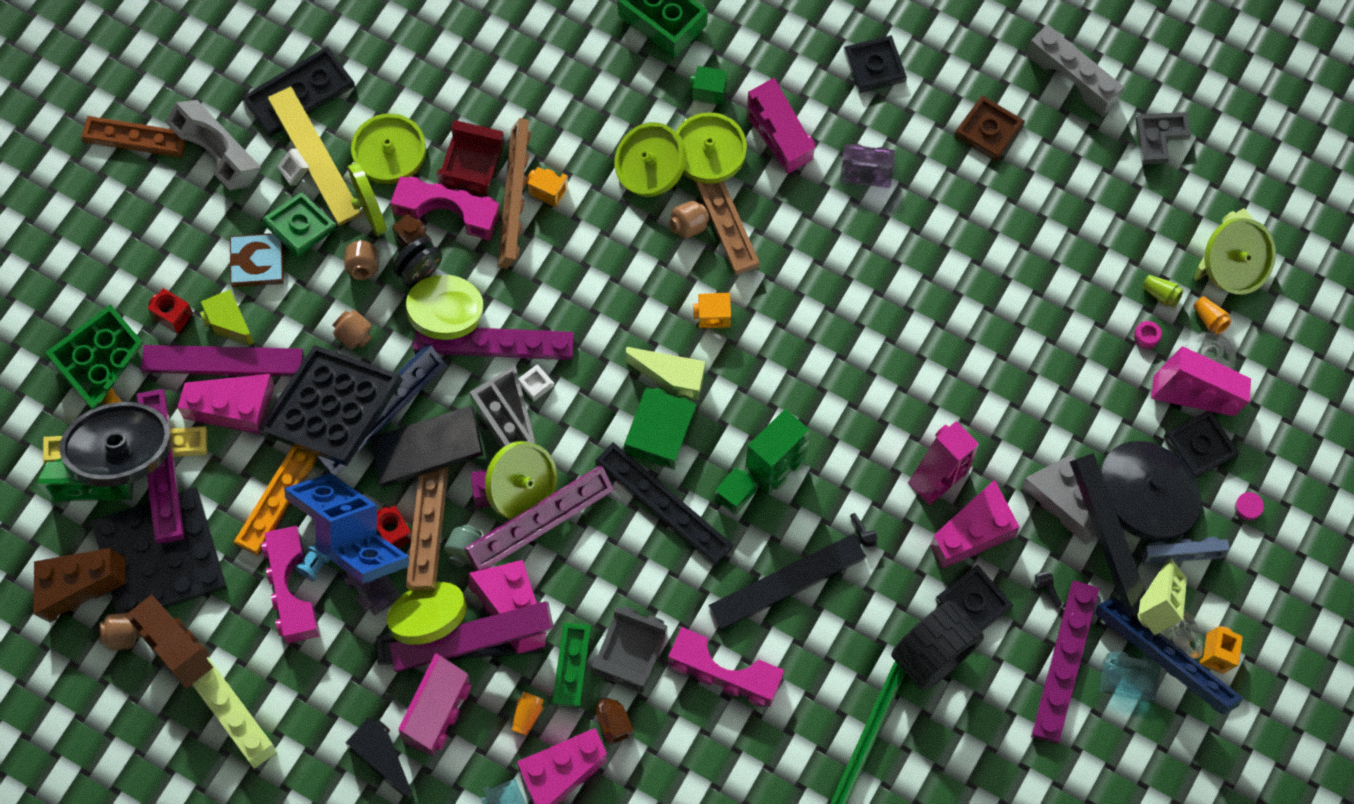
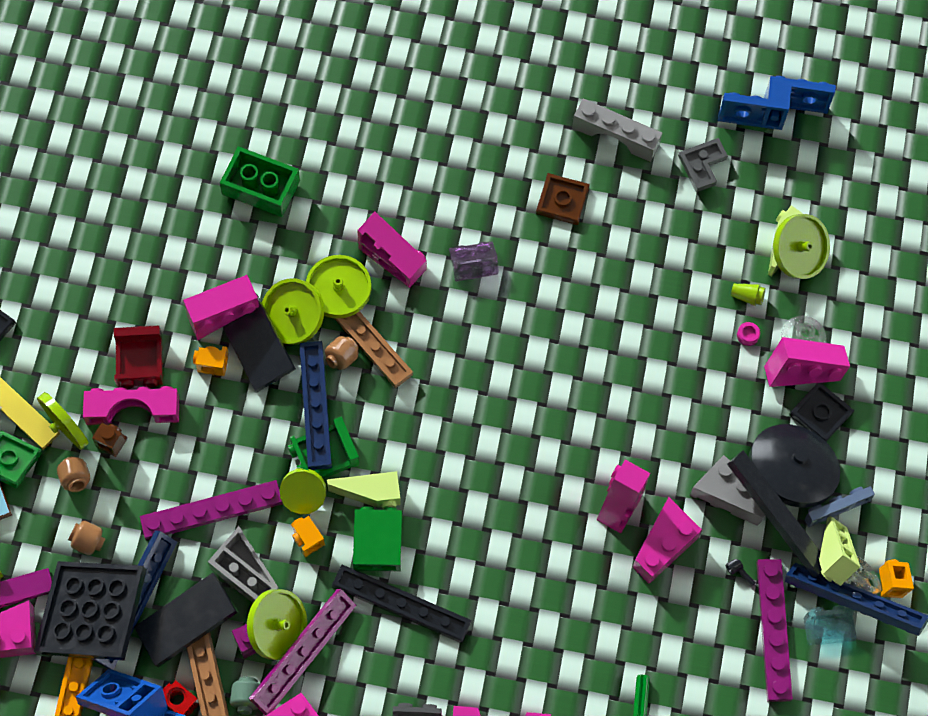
camera: 20 degrees left, 0 degrees up
(389, 148) = (64, 368): lime piece -> none
(417, 261) = (123, 461): black head -> none
(444, 307) = (159, 493): lime piece -> none
(515, 184) = (184, 371): medium nougat plate -> none
(535, 383) = (259, 533): white tile -> none
(574, 130) = (220, 306): none -> dark pink wedge
(586, 400) = (307, 535): none -> light orange brick
(597, 351) = (303, 491): none -> lime tile
(601, 180) = (259, 348): none -> black tile
(634, 318) = (342, 450): none -> green panel
(641, 266) = (315, 405): none -> dark blue plate
(708, 85) = (319, 232): green brick -> none
(713, 310) = (388, 424): light orange brick -> none
(736, 490) = (458, 573): green brick -> none
(777, 451) = (483, 530): green brick -> none
(786, 582) = (526, 637): black tile -> none
(867, 538) = (580, 578): black hand -> none
(875, 64) = (451, 172): black tile -> none
(937, 645) = (670, 652): black tyre -> none
(977, 598) = (684, 604): black tile -> none
(1213, 316) = (794, 302): light orange cone -> none
(1249, 506) = (876, 452): dark pink tile -> none
(1258, 98) = (779, 97): none -> blue bracket

